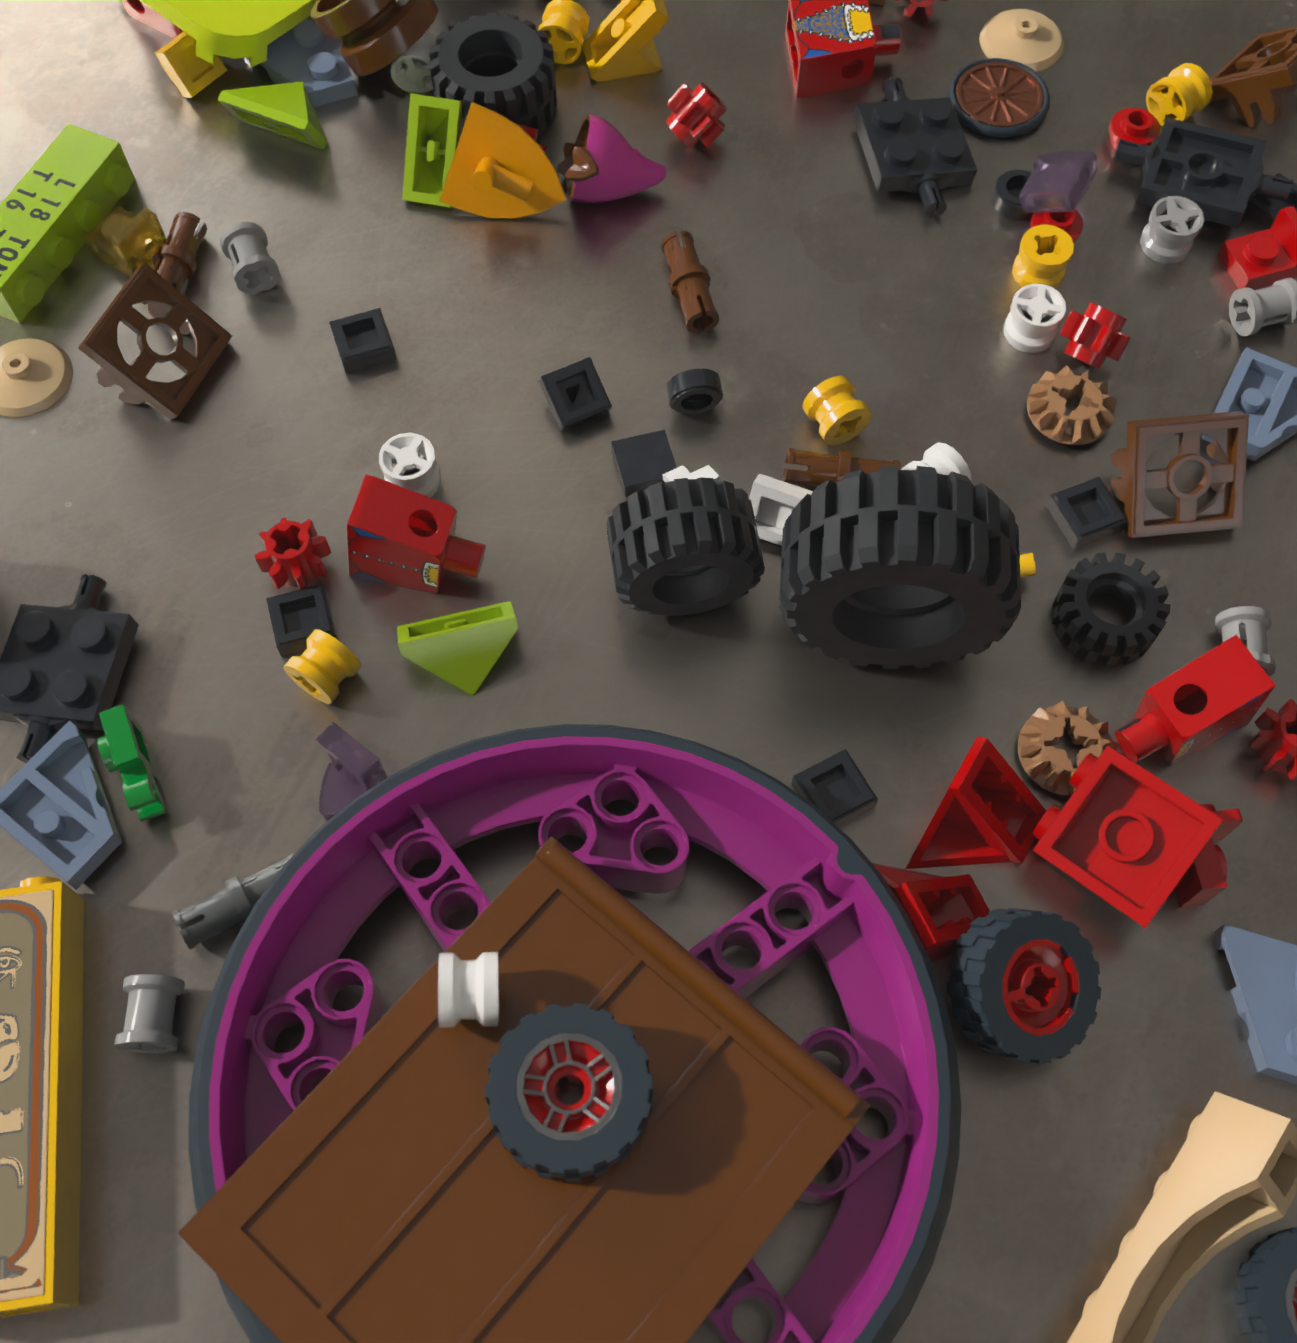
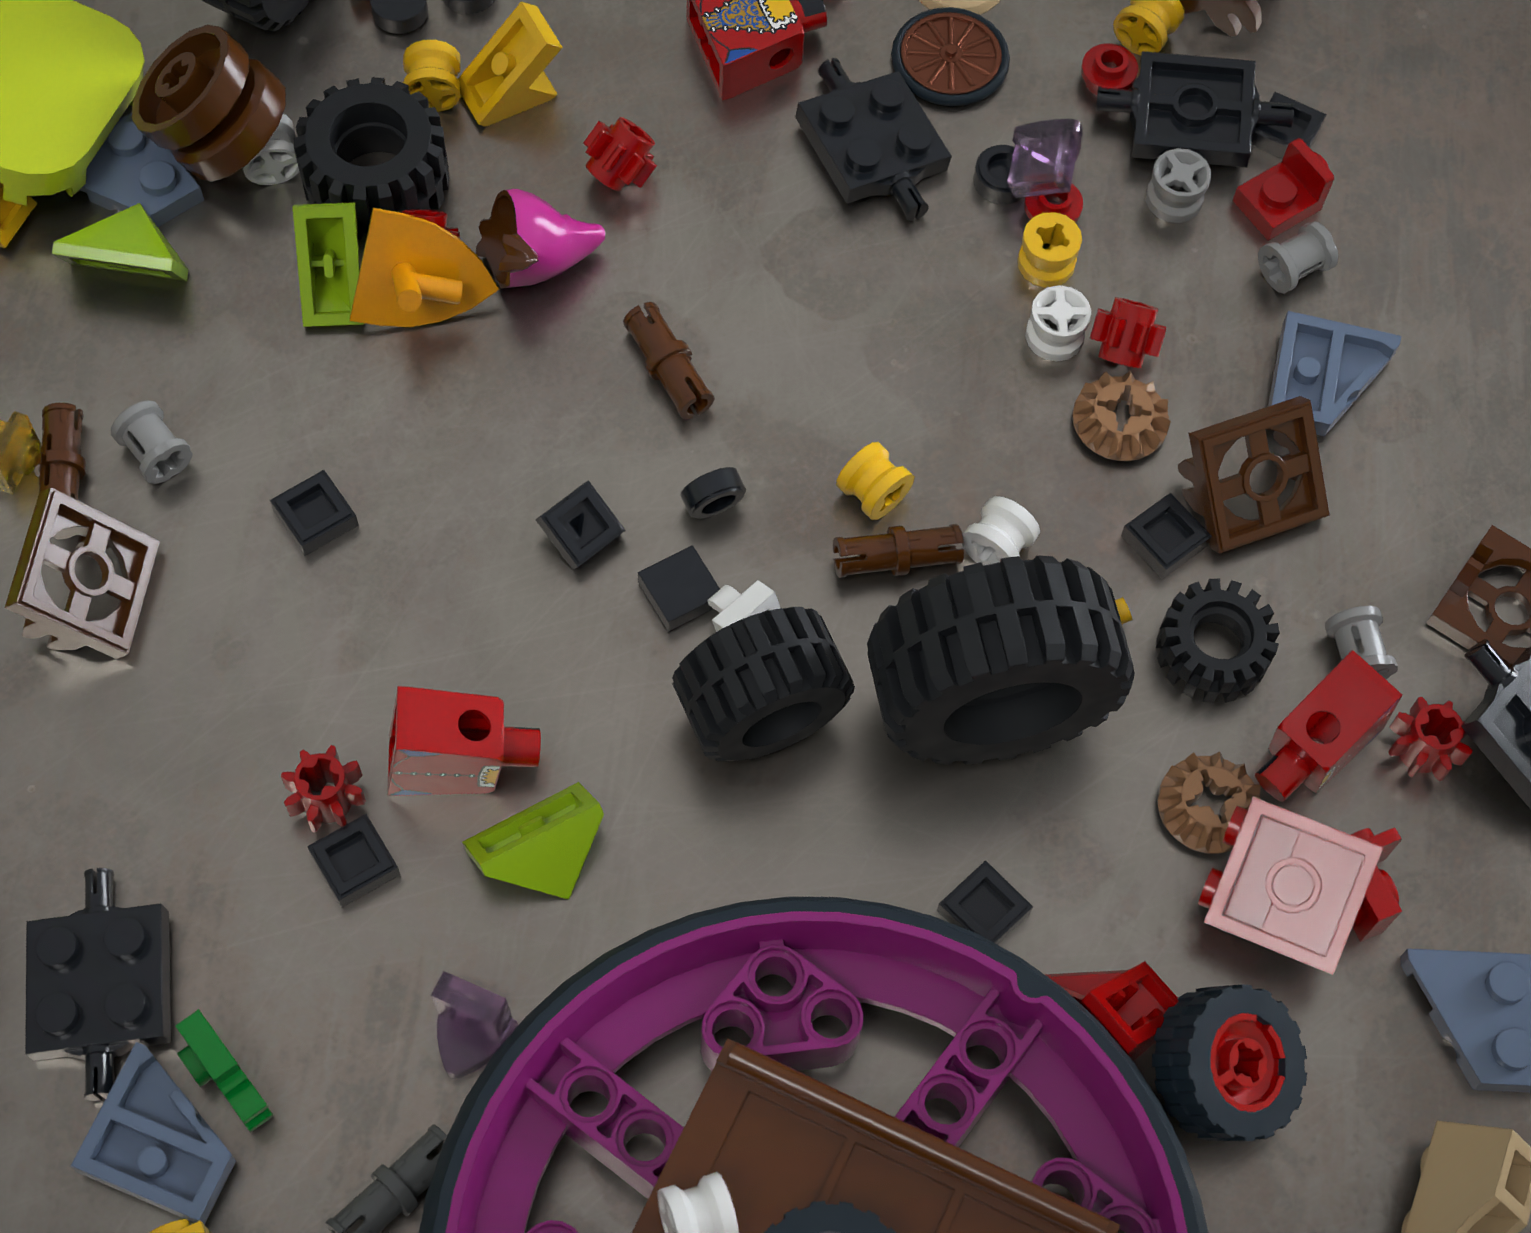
camera: 20 degrees left, 0 degrees up
(322, 666) = (399, 909): yellow wheel -> none
(406, 454) = (415, 642): white wheel -> none
(773, 504) = (846, 609): white tile -> none
(982, 817) = (1141, 897): red slope -> none

